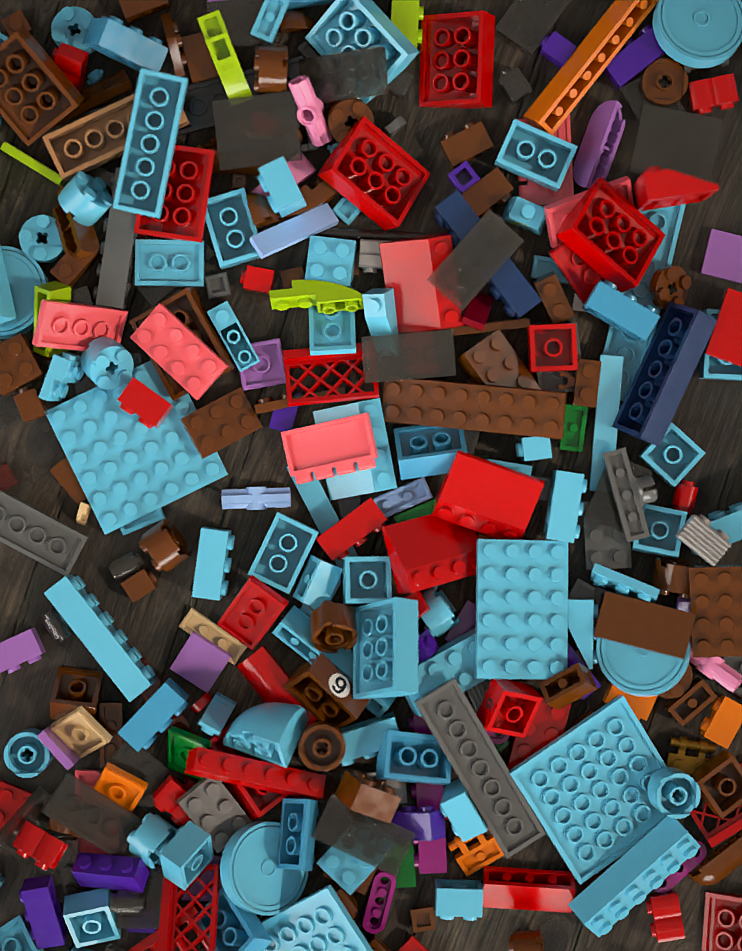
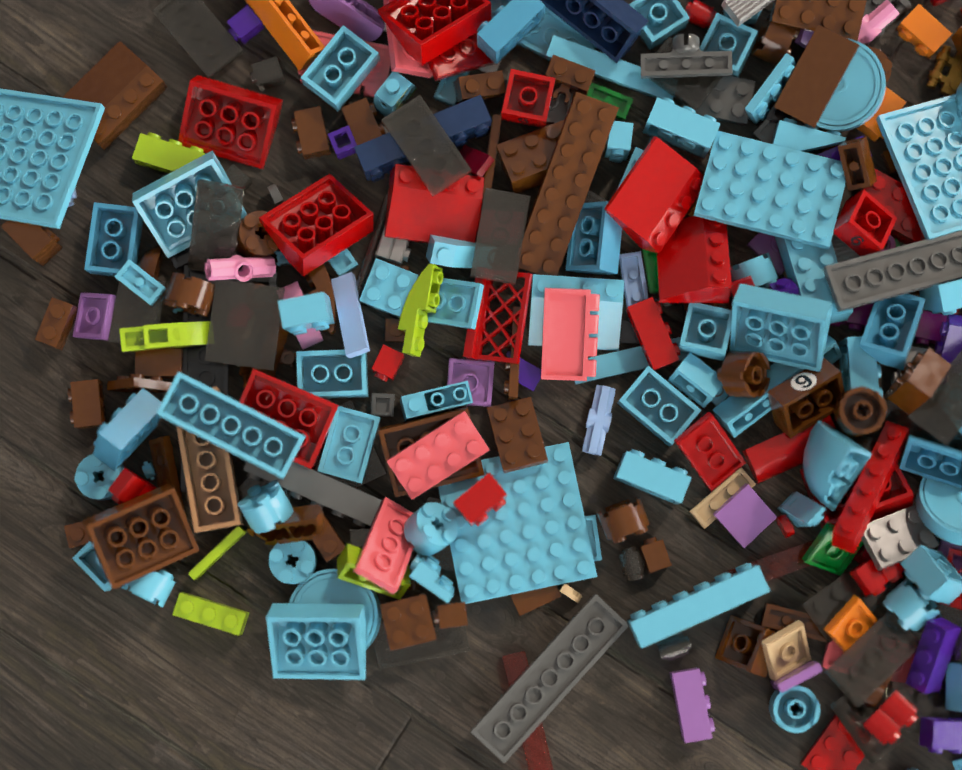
camera: 75 degrees left, 5 degrees down
(154, 715) = (787, 572): dark azure brick -> none
(260, 210) = (322, 340): reddish brown brick -> none
(691, 702) = (901, 56): reddish brown brick -> none

